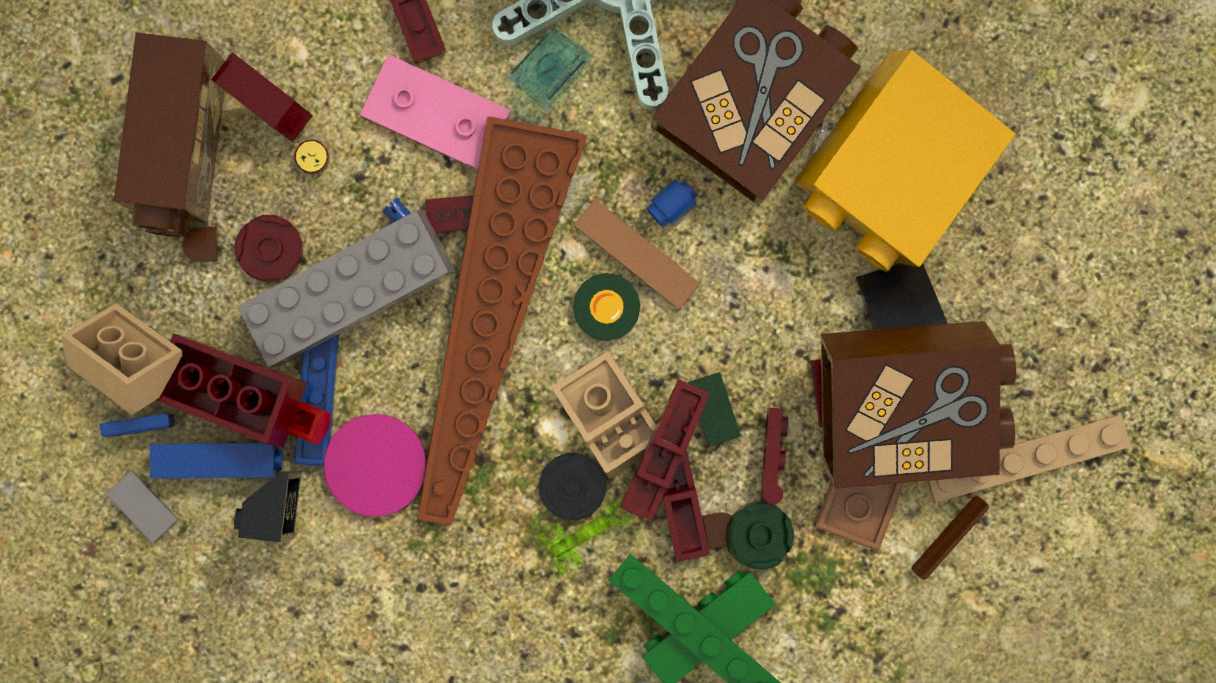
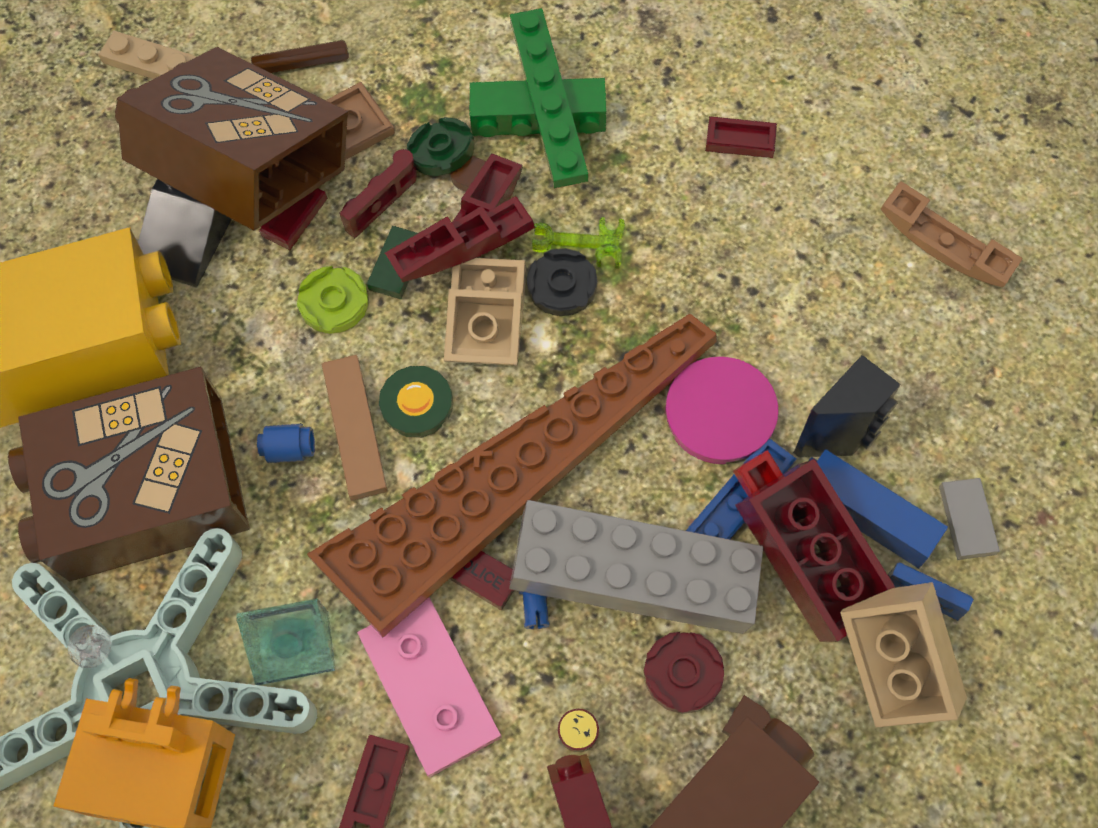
camera: 135 degrees left, 20 degrees down
(738, 342) = (332, 299): none -> lime tile

